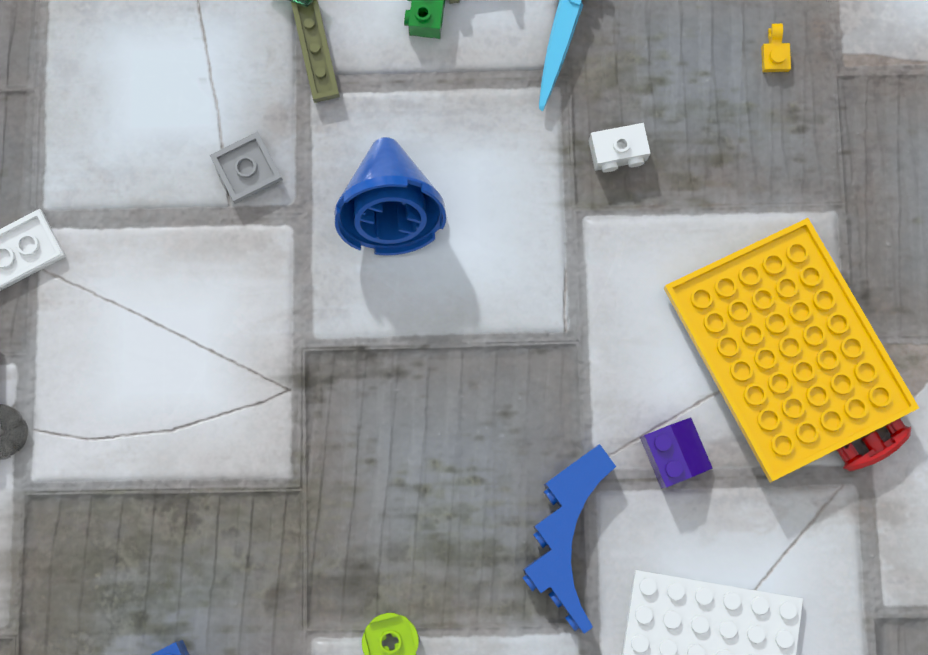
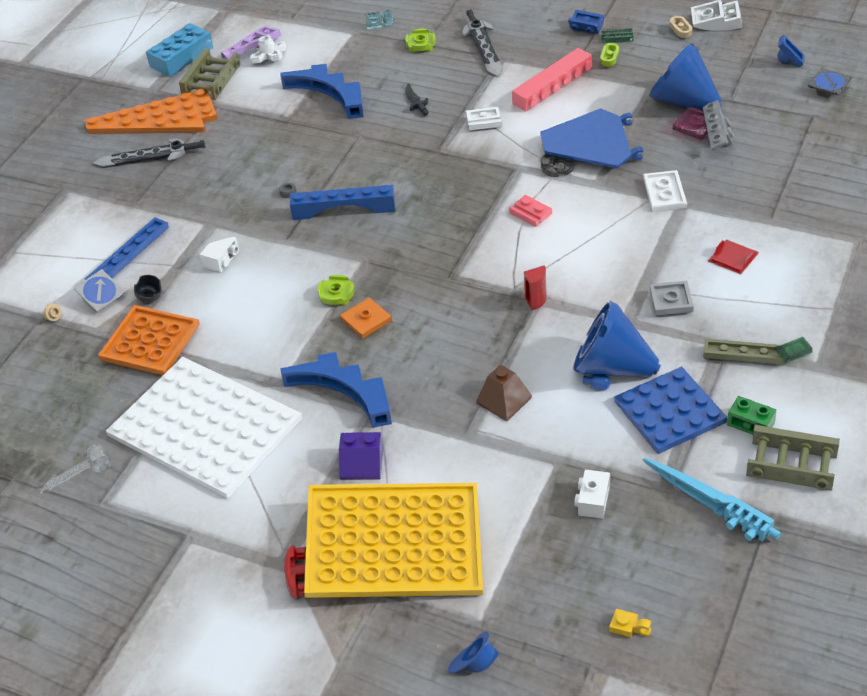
camera: 120 degrees right, 35 degrees down
(120, 429) = (530, 210): none -> coral plate
(128, 117) = (733, 256): none -> piece
(301, 343) = (535, 287): none -> red brick
(426, 571) = (365, 318): none -> orange plate
(443, 109) = (670, 409): none -> blue plate
(501, 318) = (503, 393): none -> reddish brown slope
(898, 194) = (476, 656): none -> blue piece

